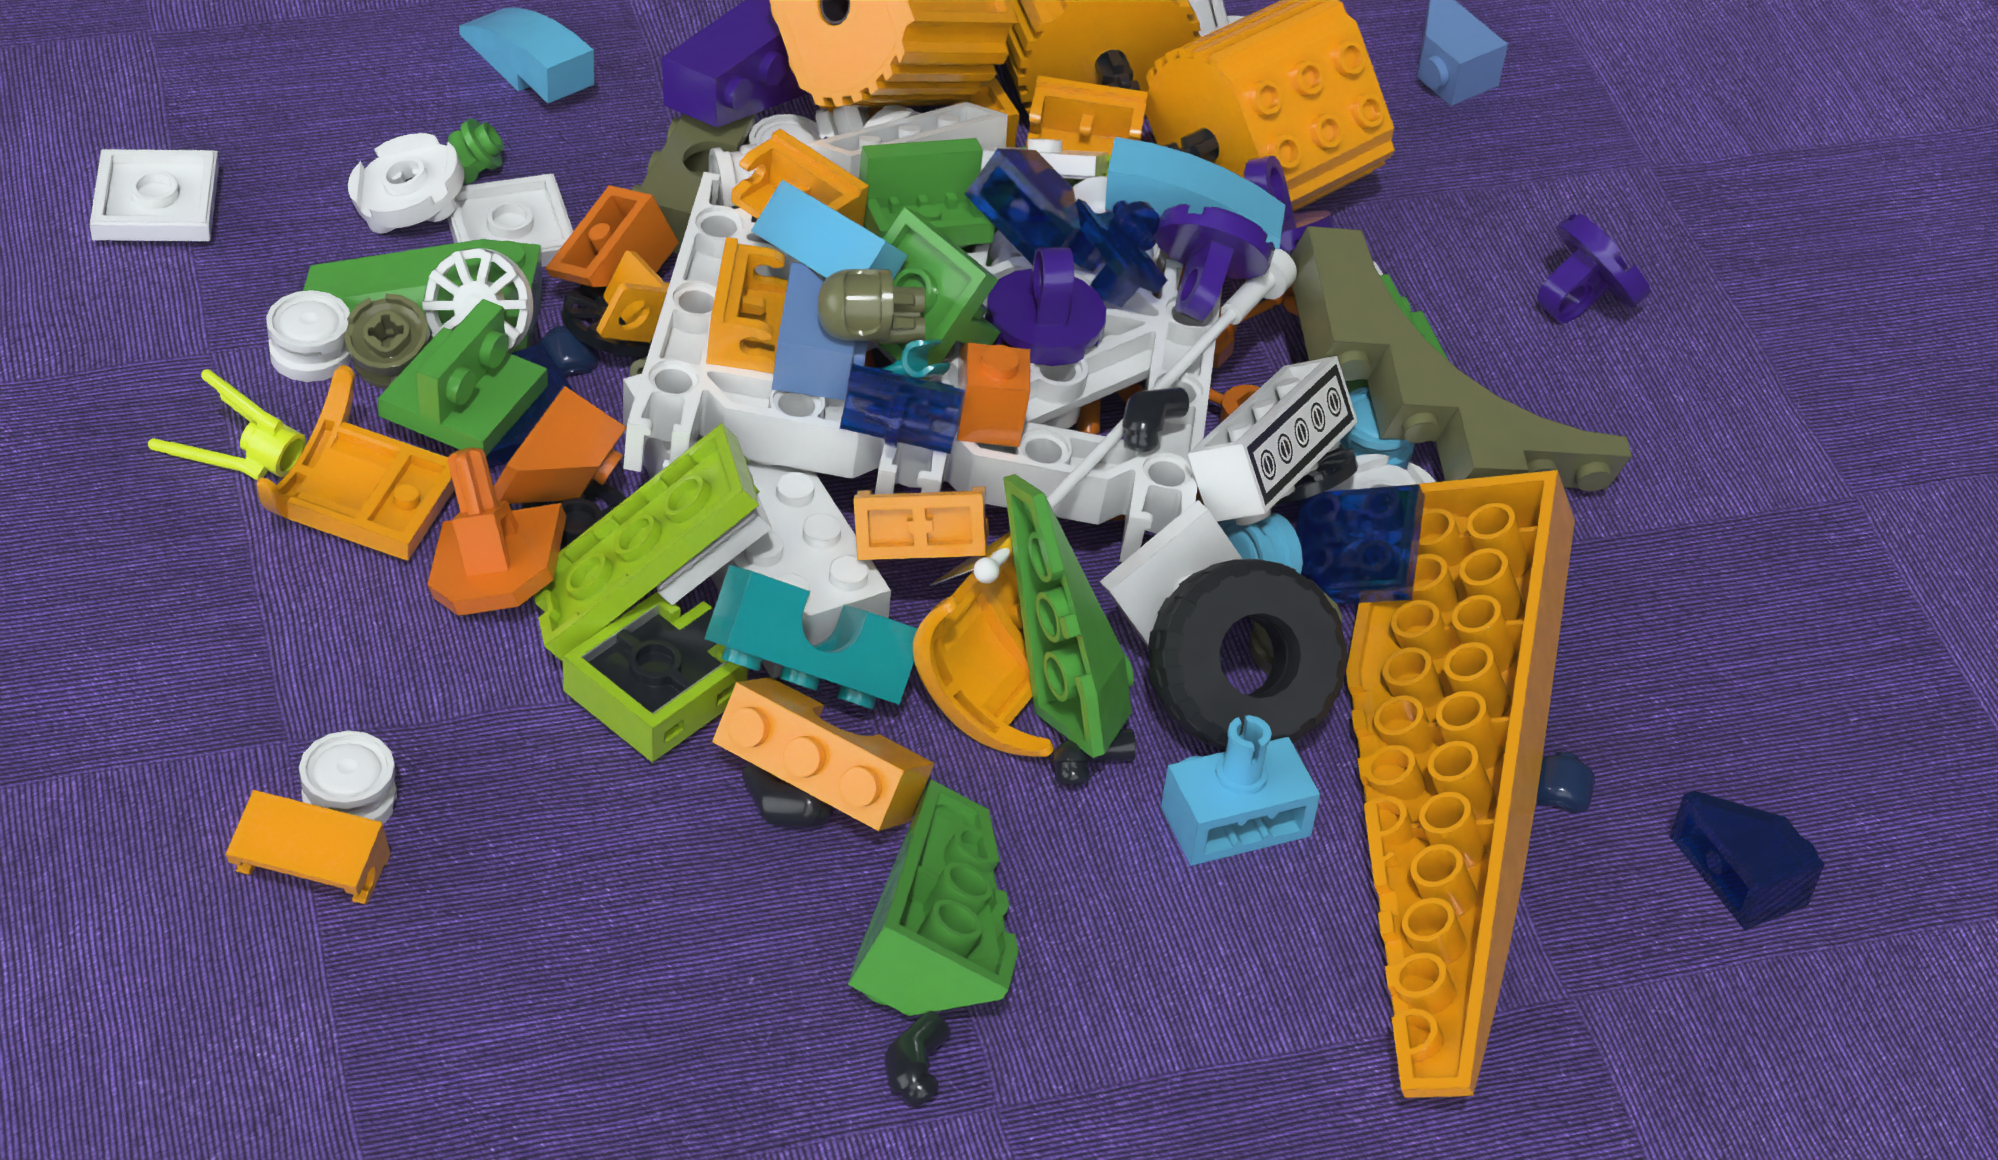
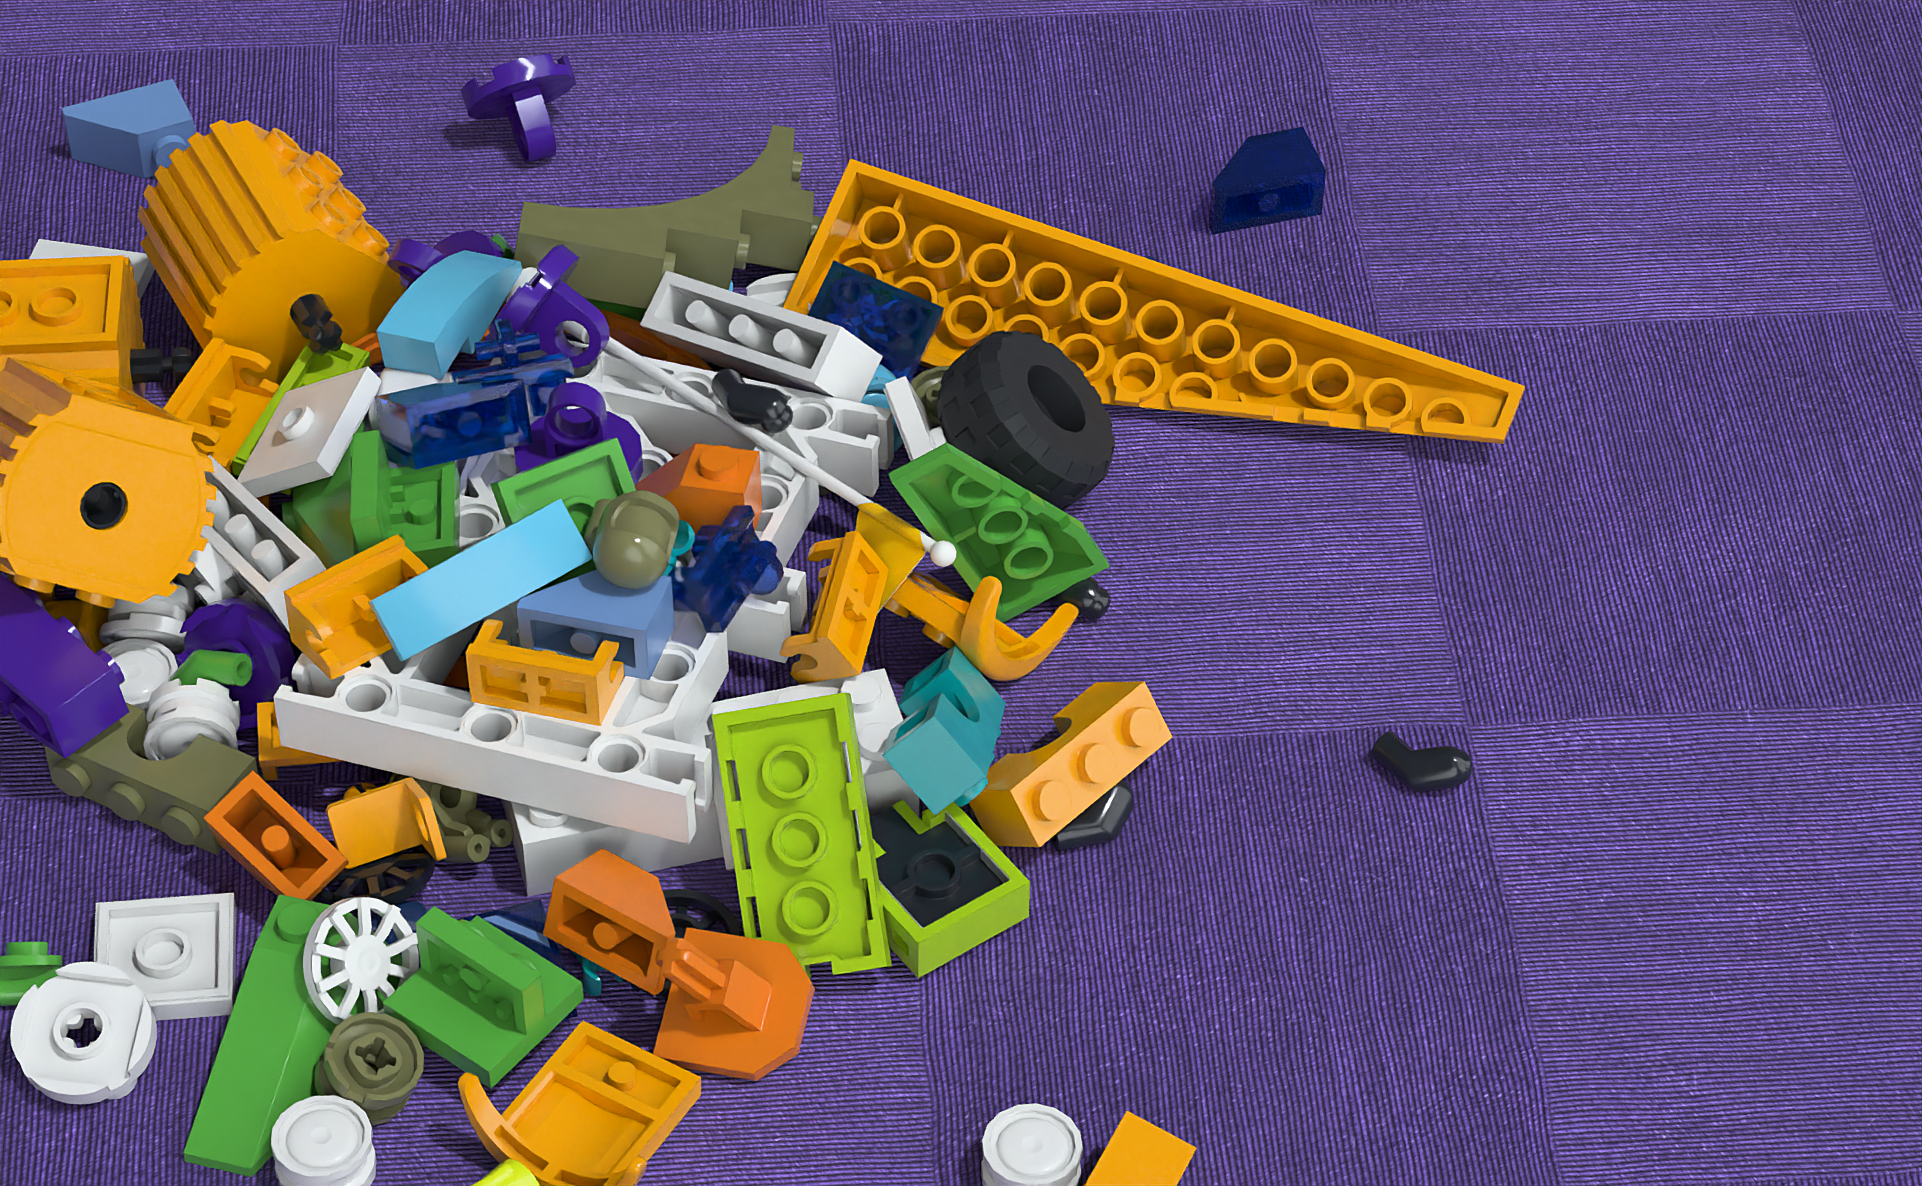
camera: 75 degrees left, 0 degrees up
(940, 917) = (1288, 725): bright green wedge -> none
(1240, 797) = (1156, 484): medium azure brick -> none

